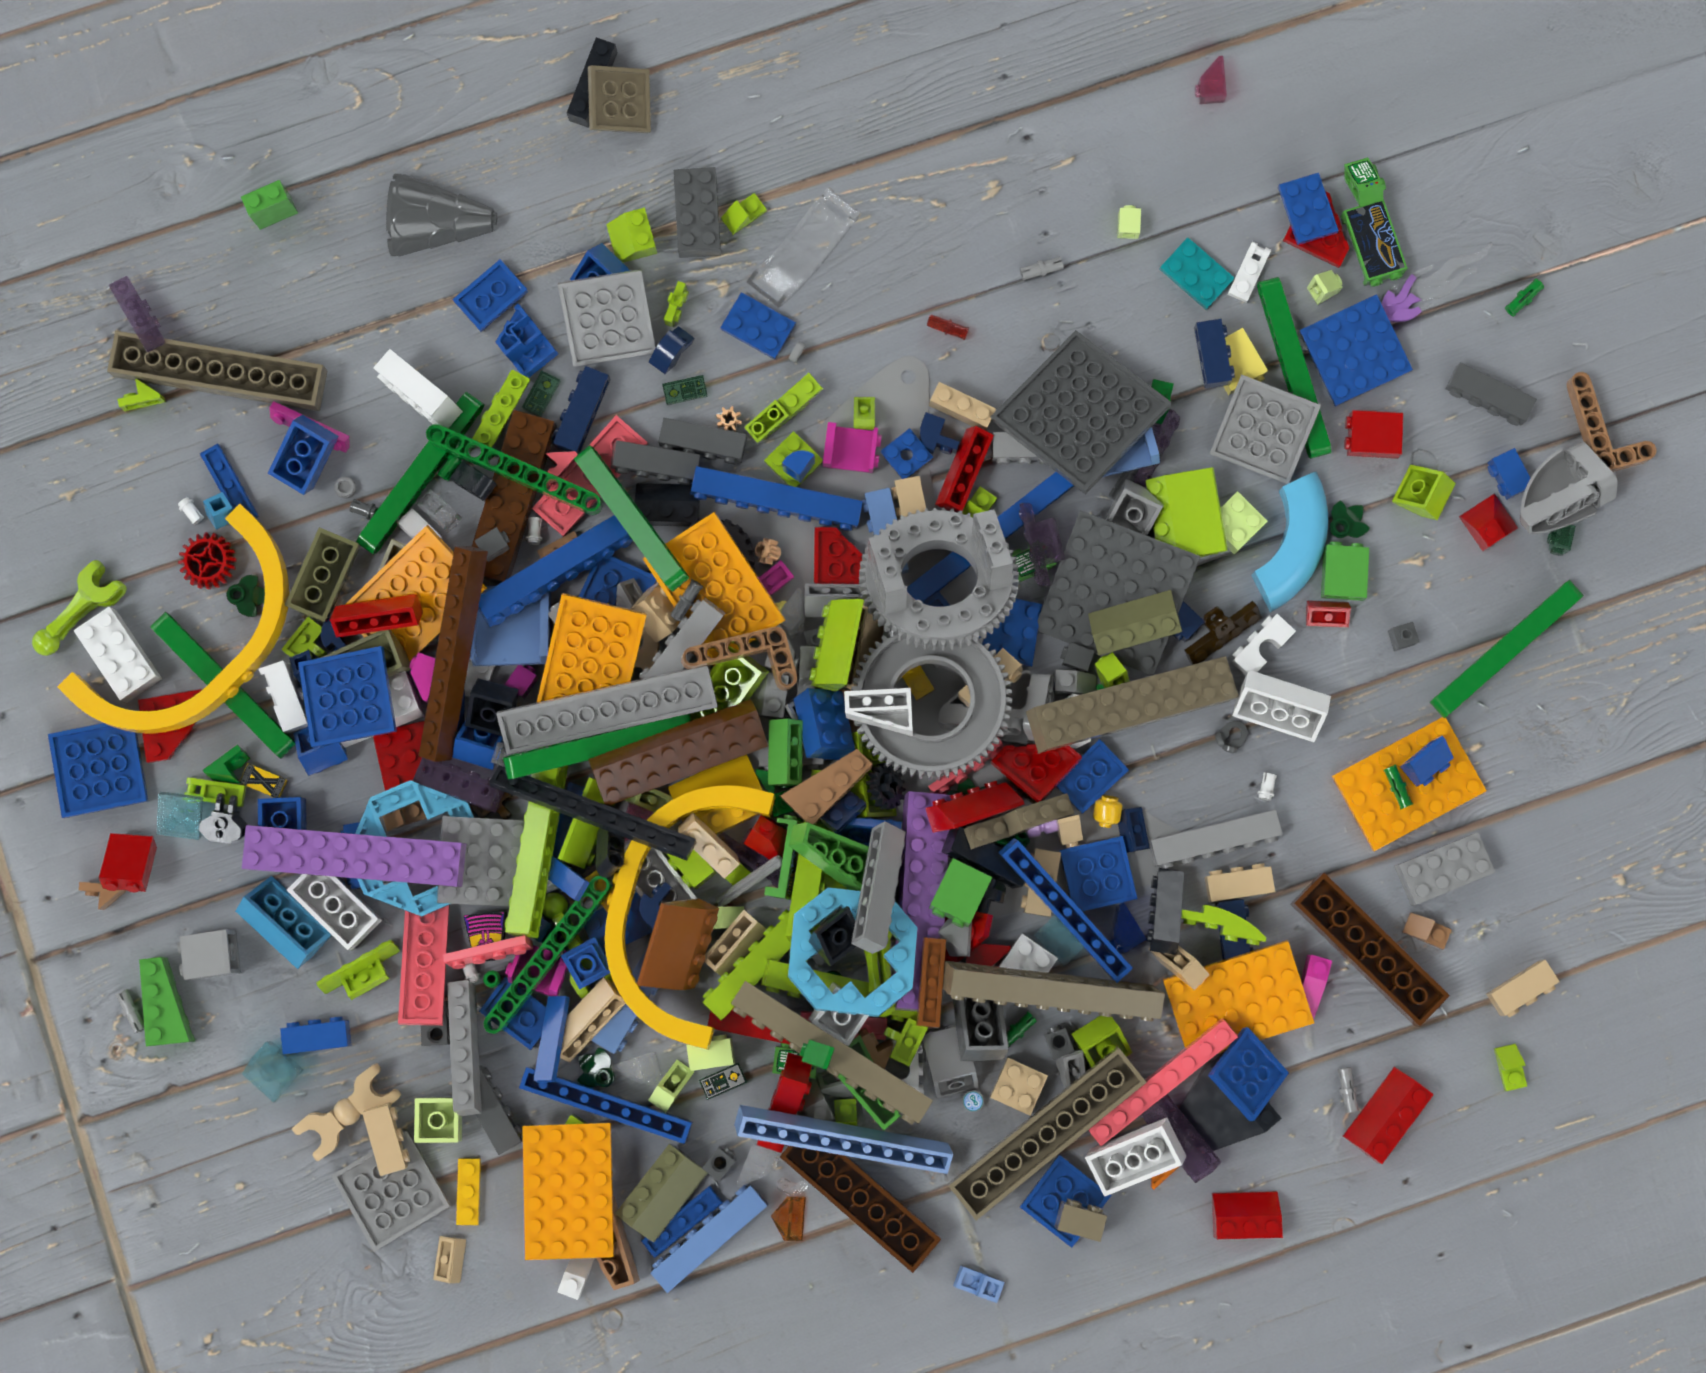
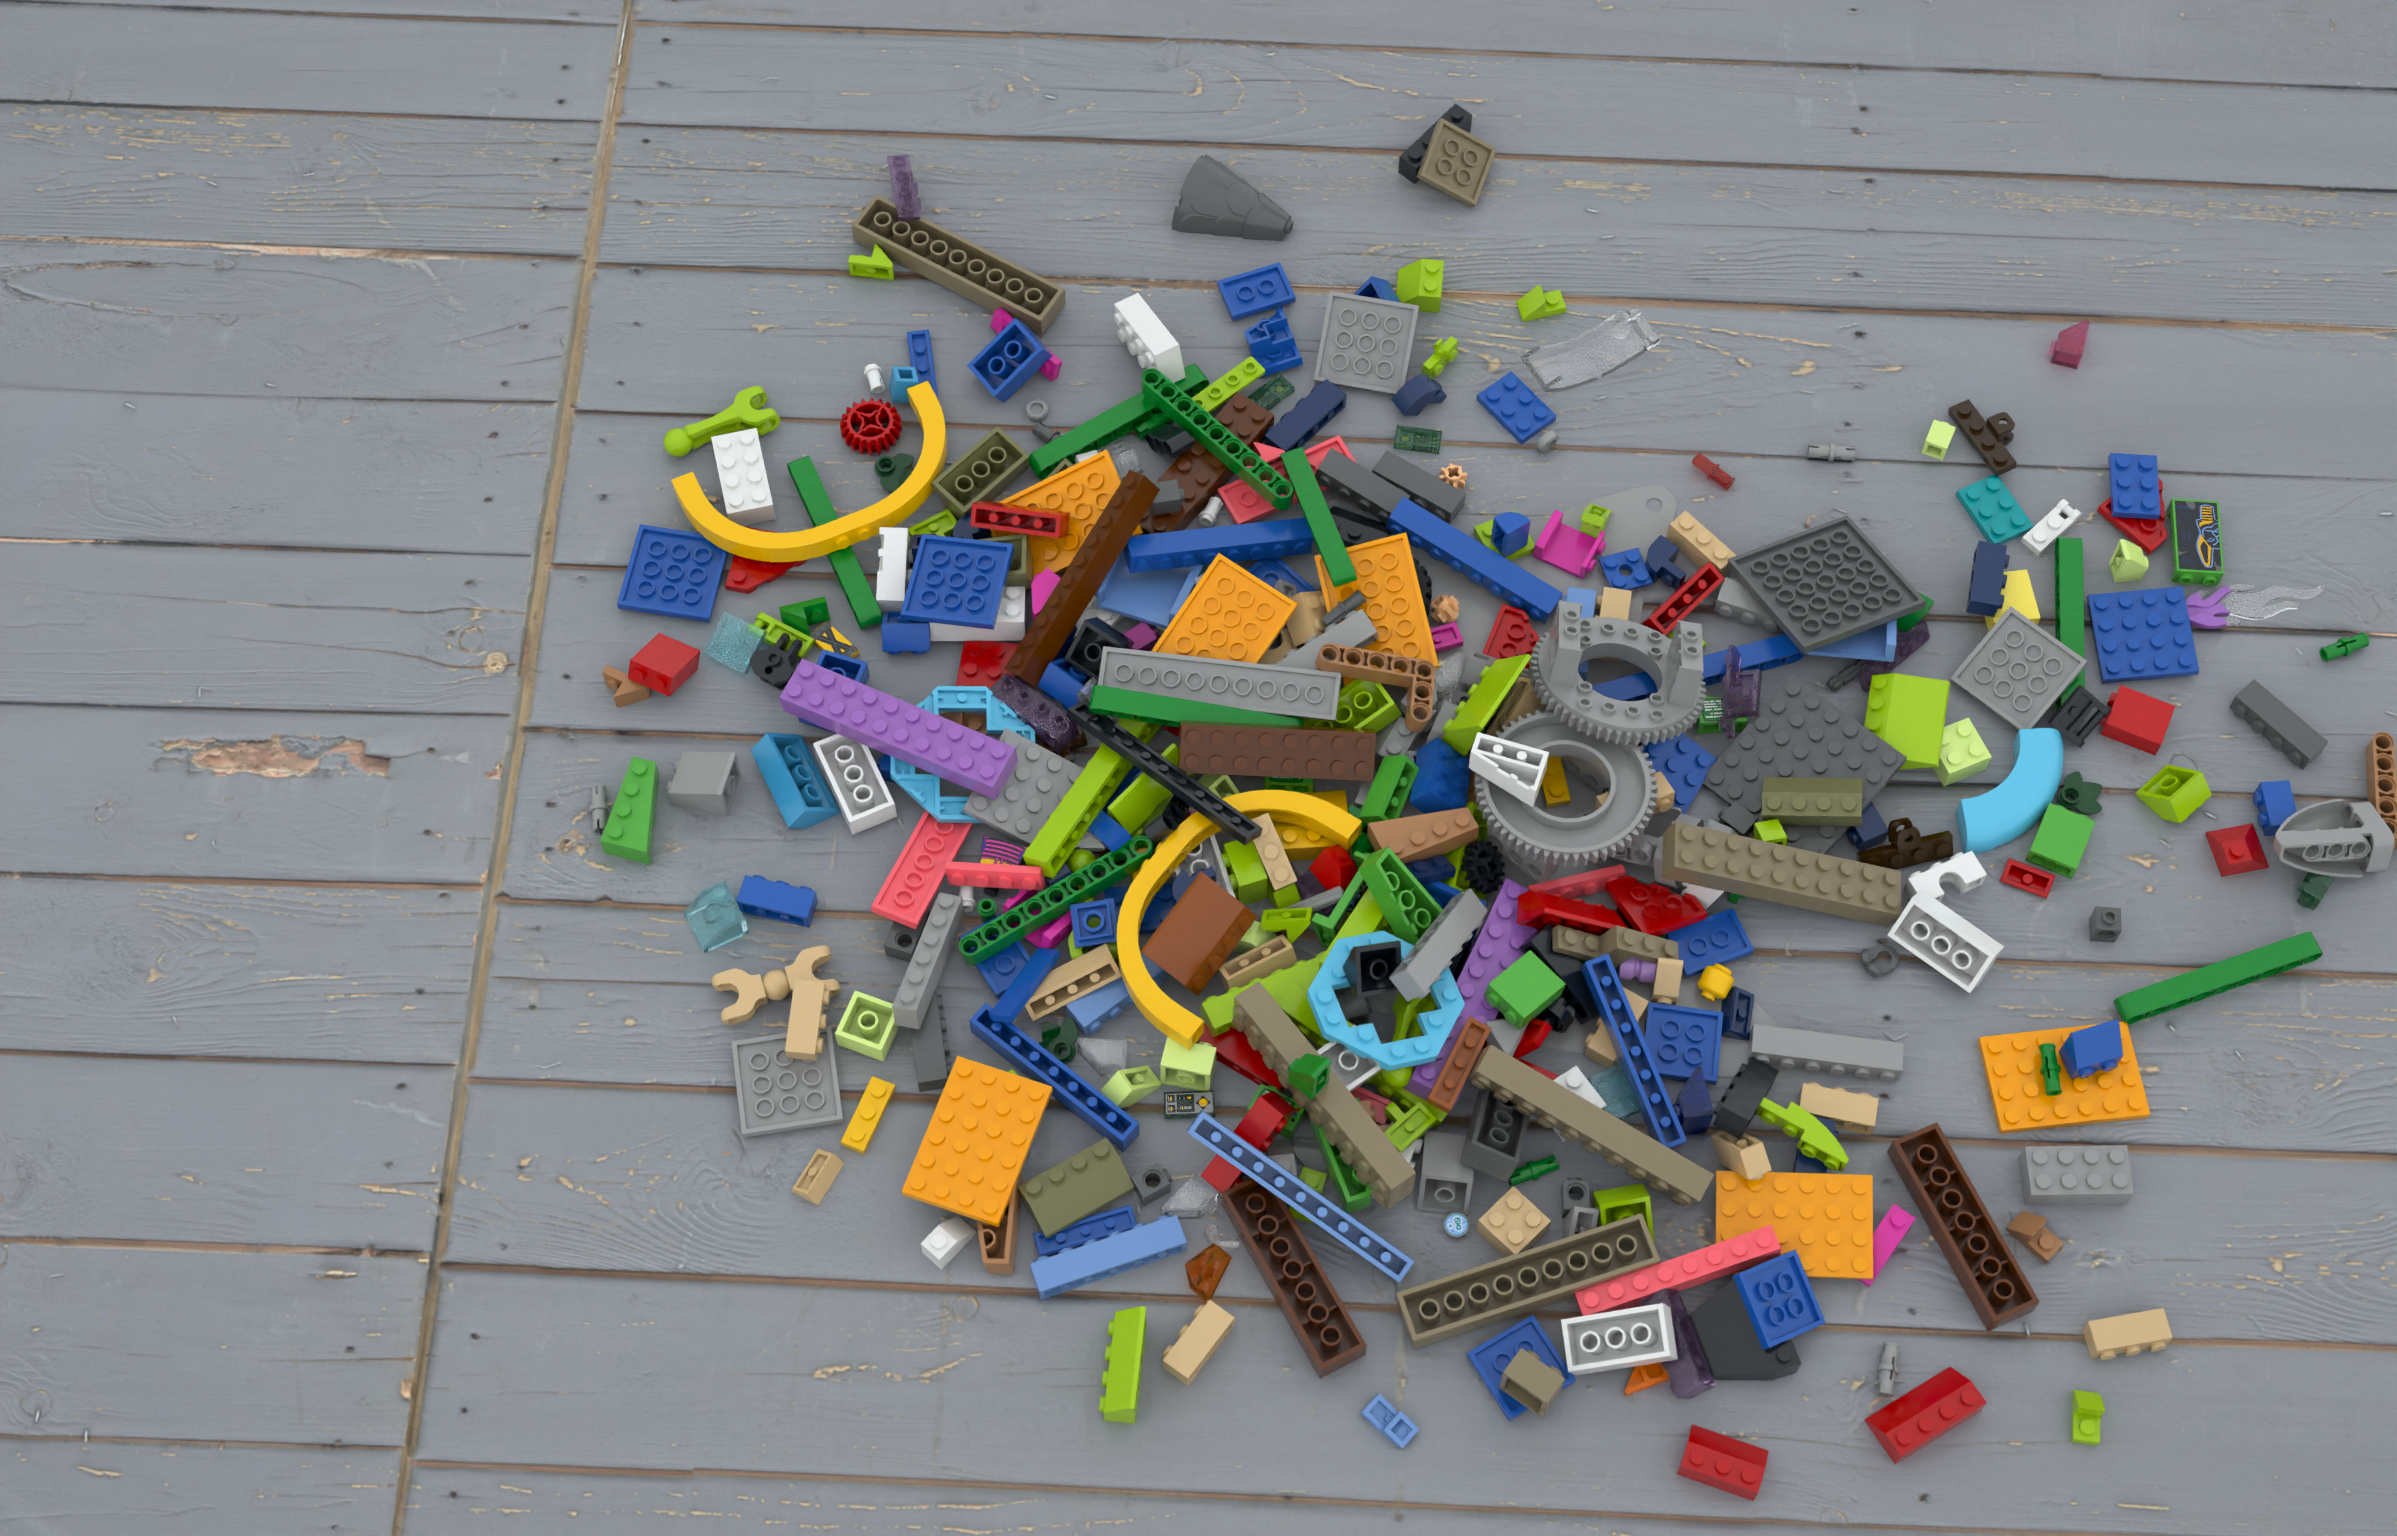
camera: 20 degrees right, 20 degrees down
(269, 204) = (1074, 139): bright green brick -> none
(361, 973) = (853, 855): lime bracket -> none
(697, 212) = (1494, 286): dark grey brick -> none
(743, 897) = (1290, 919): none -> lime slope
(758, 1325) = (1125, 1365): none -> lime slope
(784, 408) = (1515, 488): lime slope -> none
(806, 1281) = (1197, 1342): none -> tan brick
(1134, 508) = (1852, 693): light grey slope -> none
(1168, 203) = (1987, 436): none -> dark brown plate
(1267, 786) = (1899, 1027): white pin -> none
(1323, 450) = (2074, 711): none -> black plate
(1364, 181) = (2203, 480): bright green brick -> none

